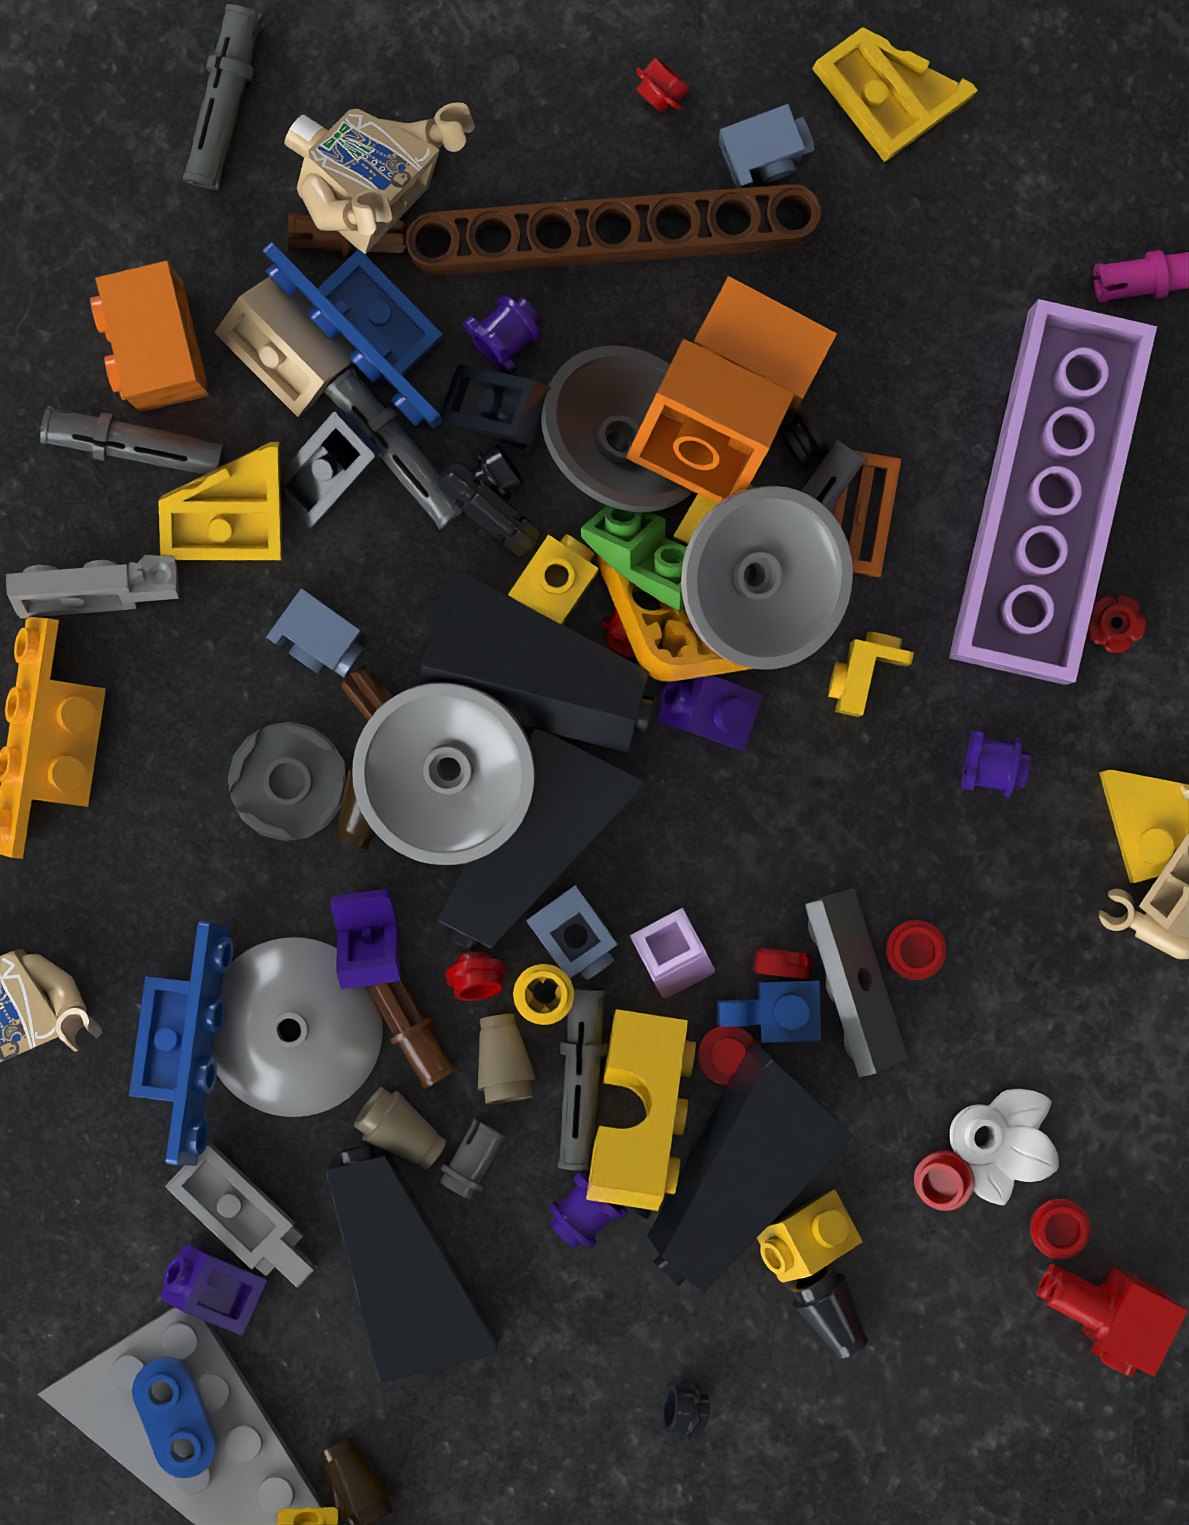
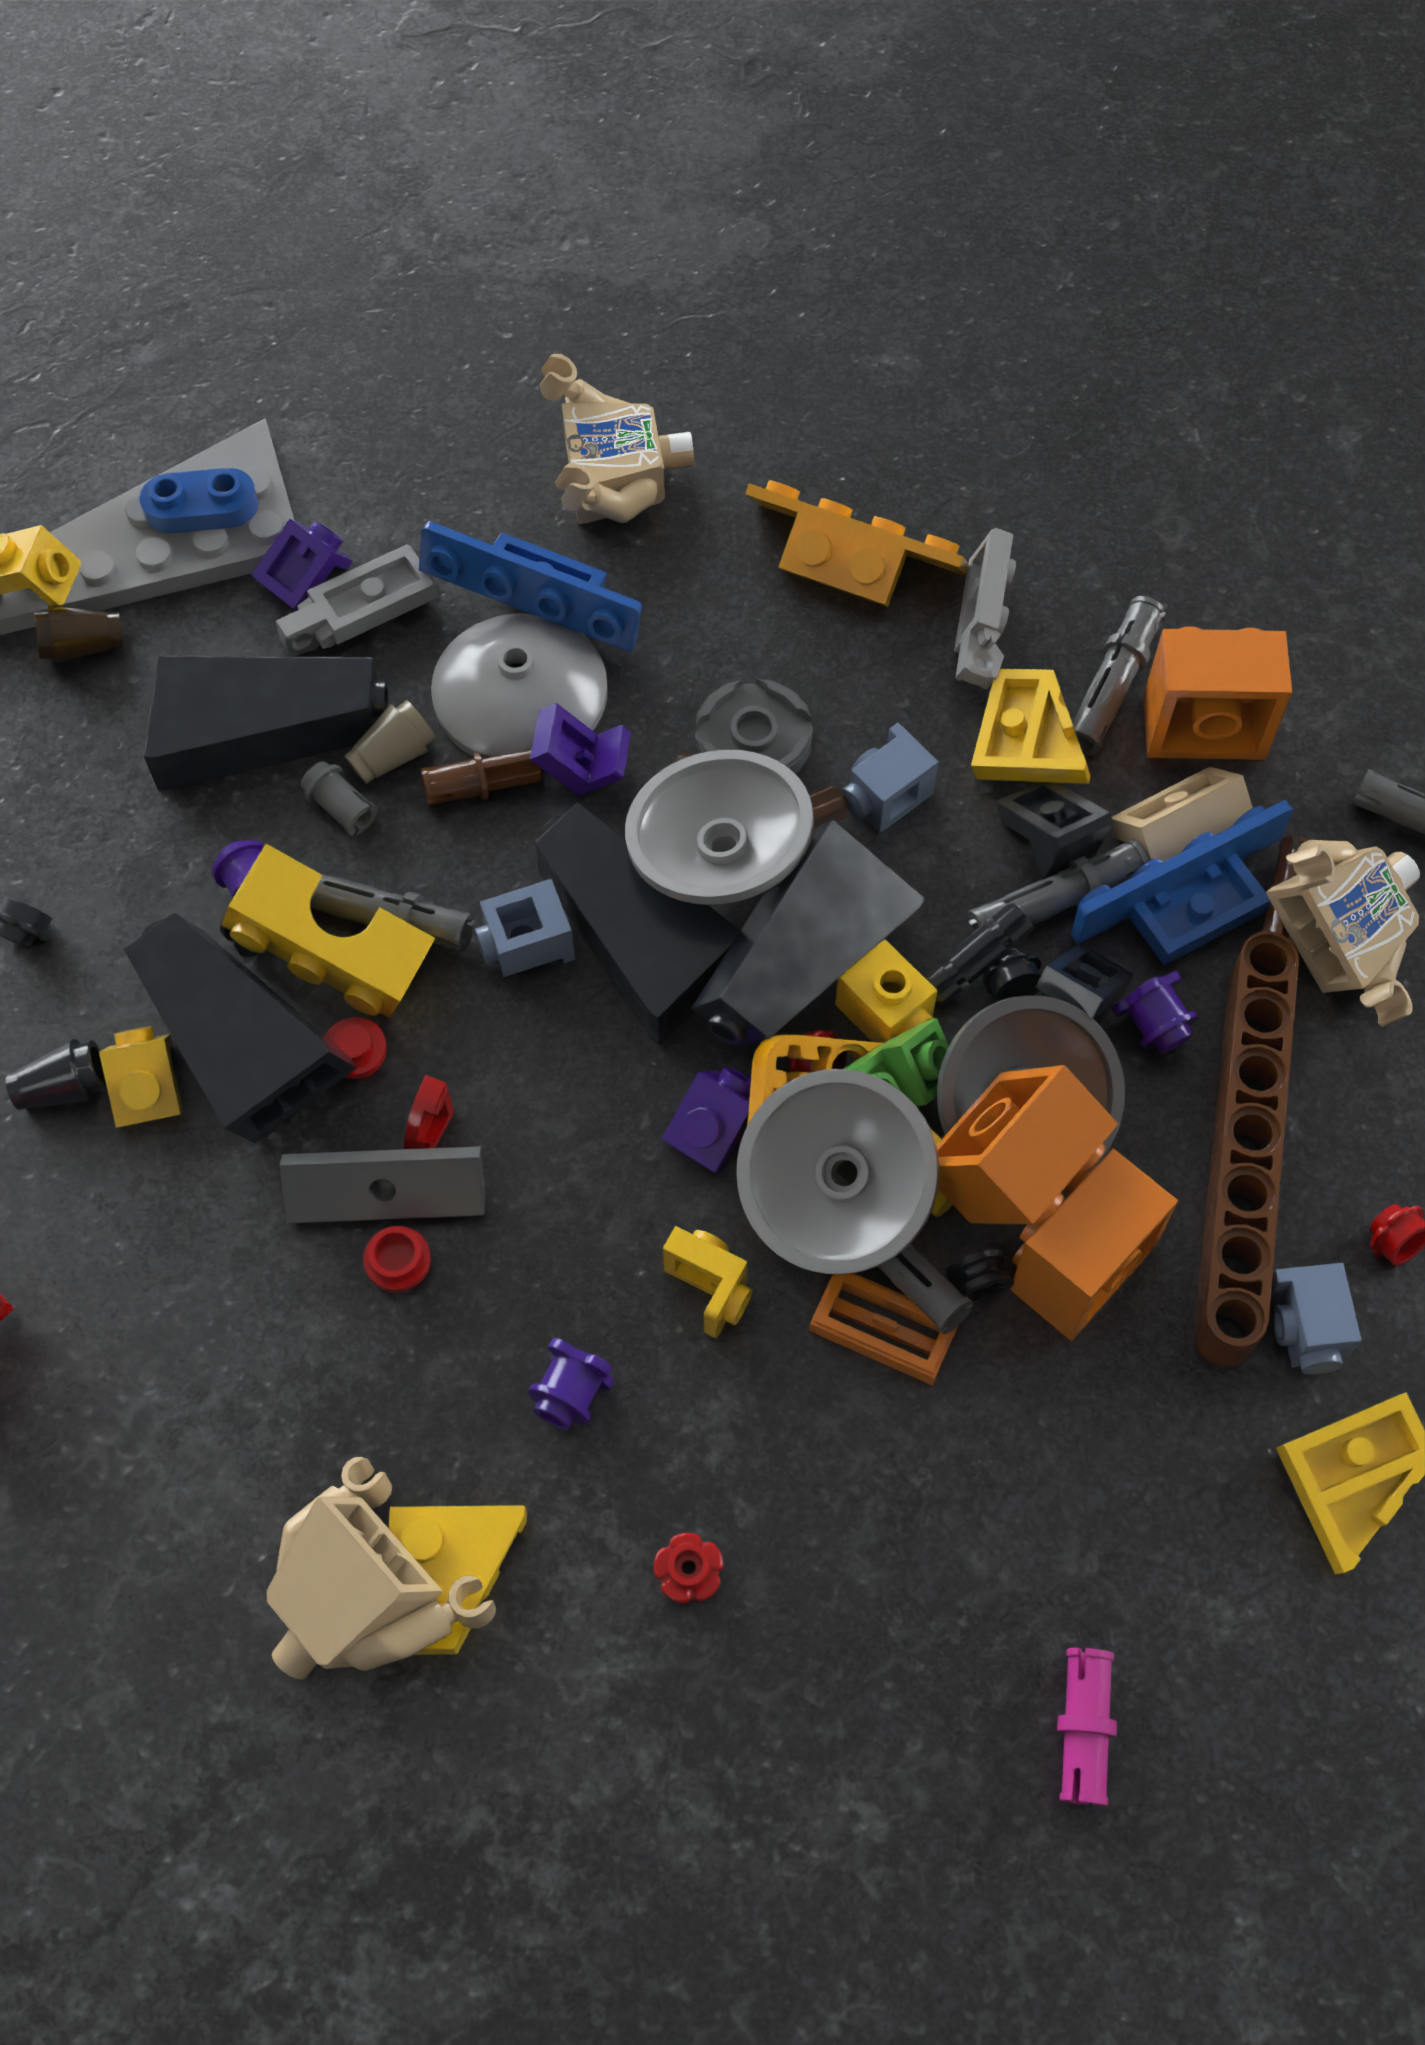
camera: 105 degrees right, 25 degrees down
(476, 976) = (513, 837): red plate -> none
(503, 1061) = (421, 844): dark tan cone -> none
(539, 1011) = (472, 876): yellow cone -> none
(672, 953) = (474, 1025): lavender slope -> none
(783, 1011) = (380, 1109): blue plate -> none
(944, 1180) = (144, 1220): red plate -> none
(1013, 1143) = (155, 1304): white plate -> none
(1052, 492) = (858, 1522): lavender brick -> none
(1060, 1228) = (47, 1330): red plate -> none

